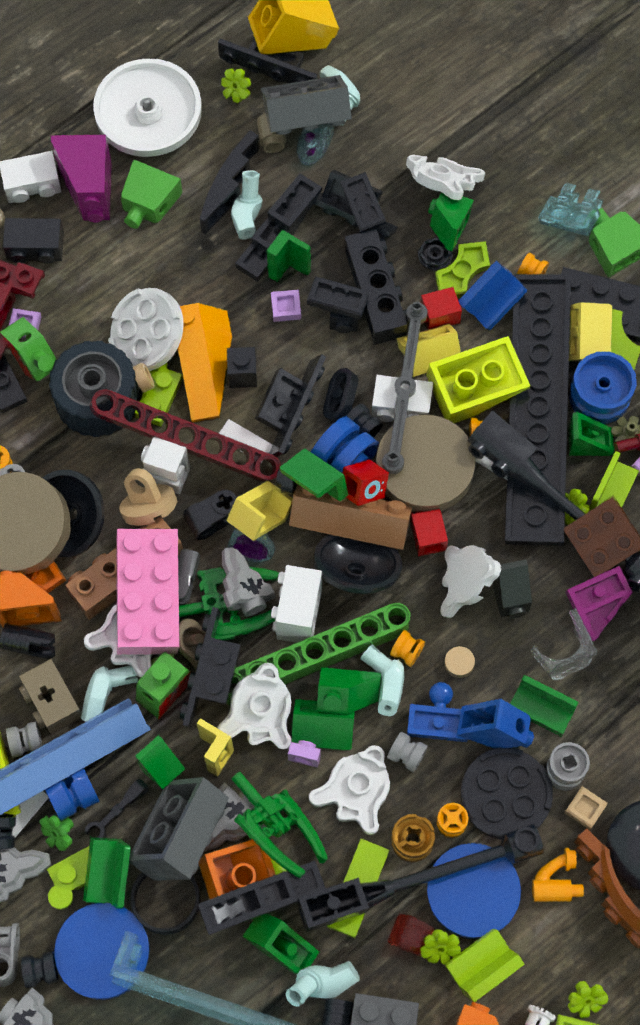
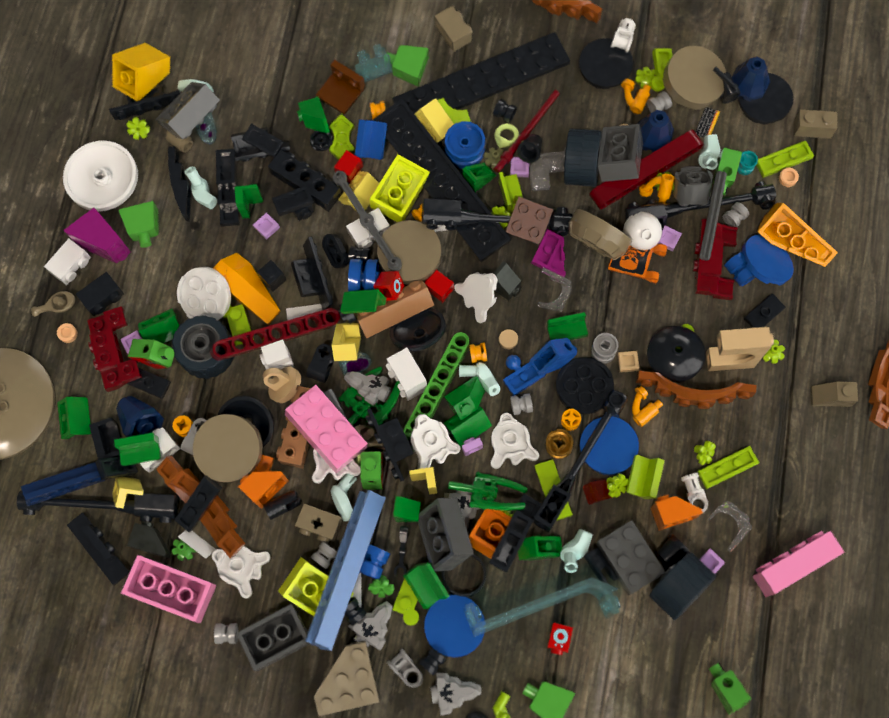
camera: 35 degrees left, 5 degrees up
(65, 327) = (159, 327): none -> green panel
(143, 377) = (225, 321): tan tile -> none
(444, 175) = (291, 95): white tile -> none
(511, 211) = (341, 88): none -> reddish brown bracket

